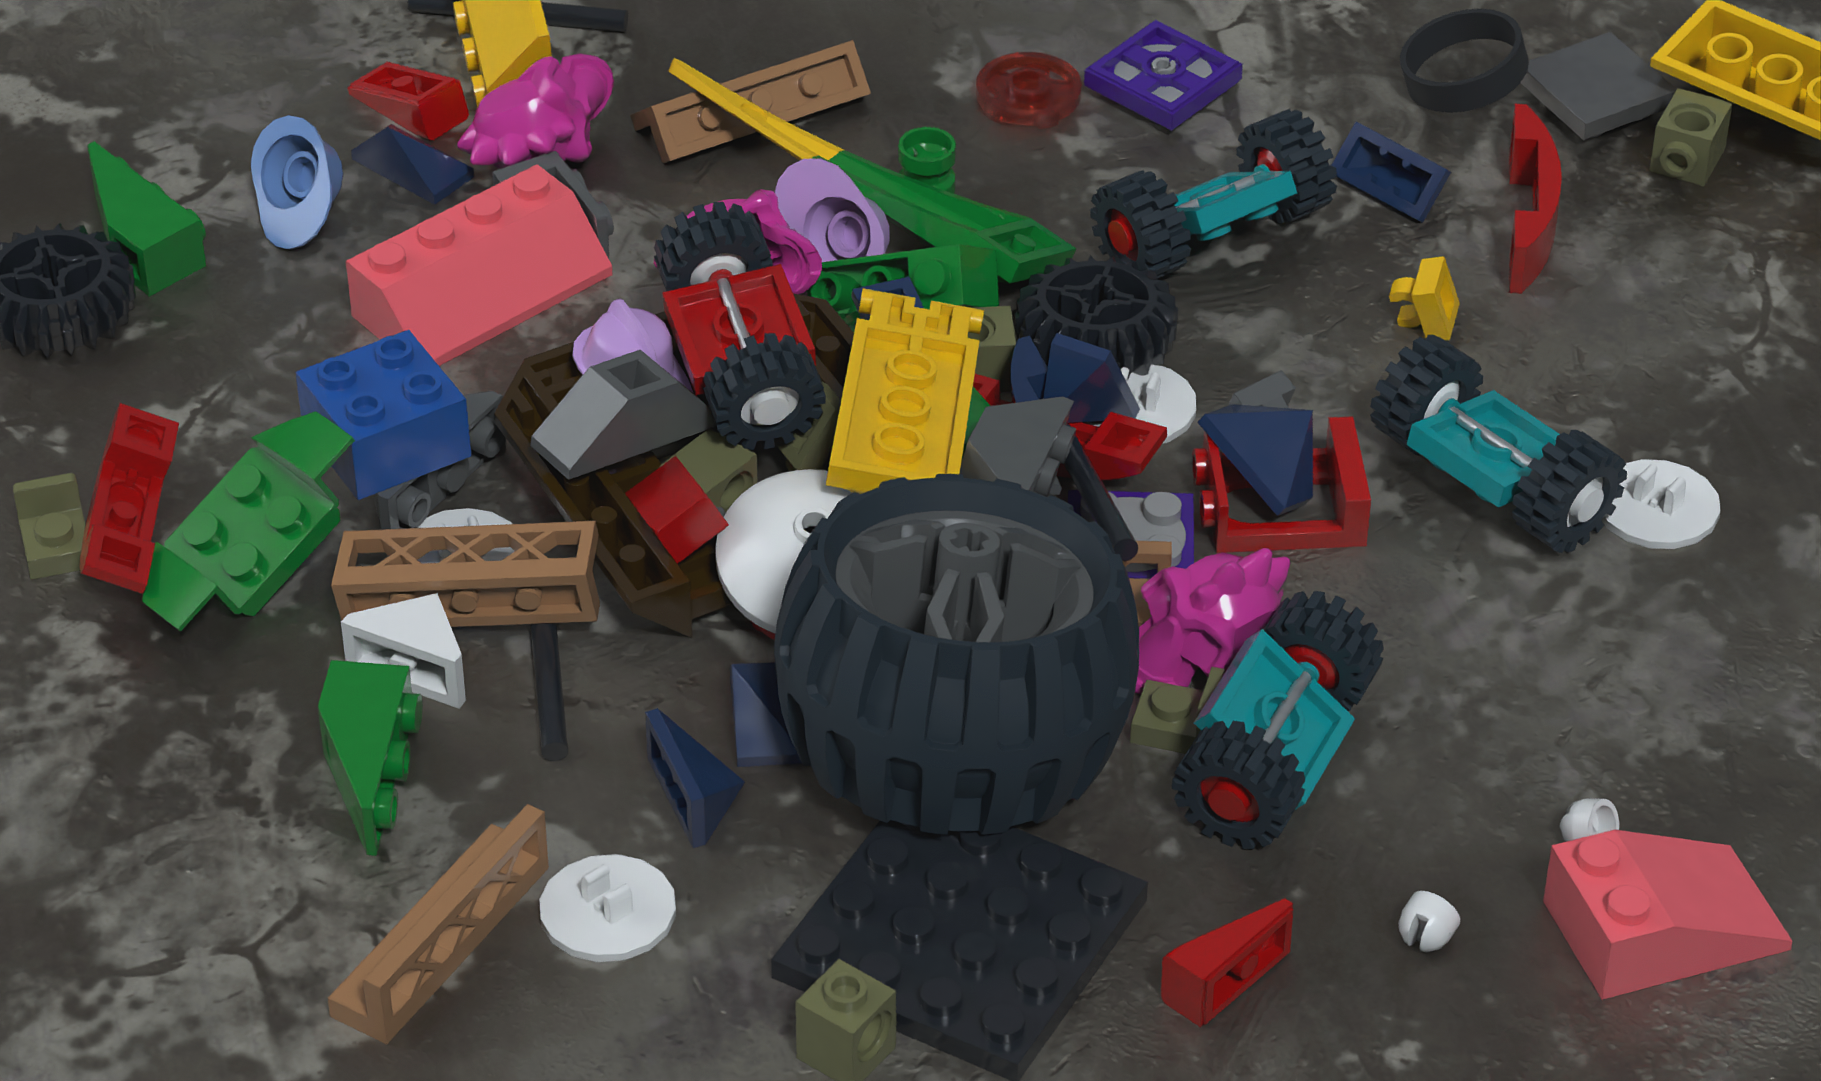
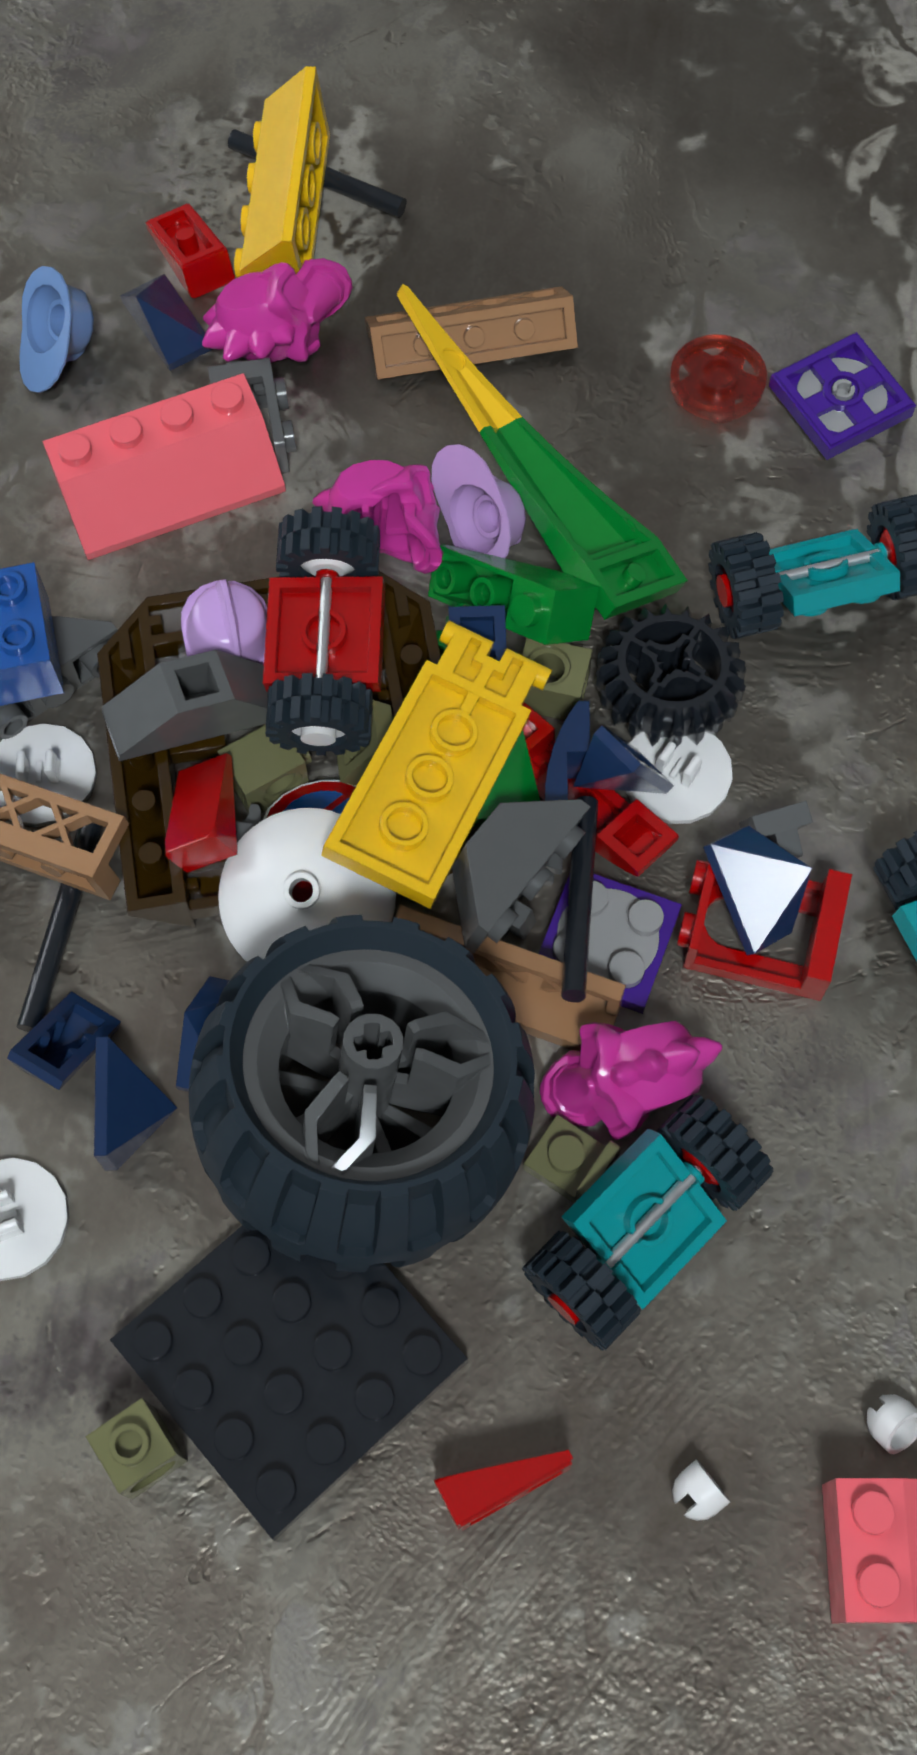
camera: 20 degrees right, 25 degrees up
(596, 741) = (63, 1041): none -> dark blue slope
(933, 157) = (592, 447): green wheel -> none

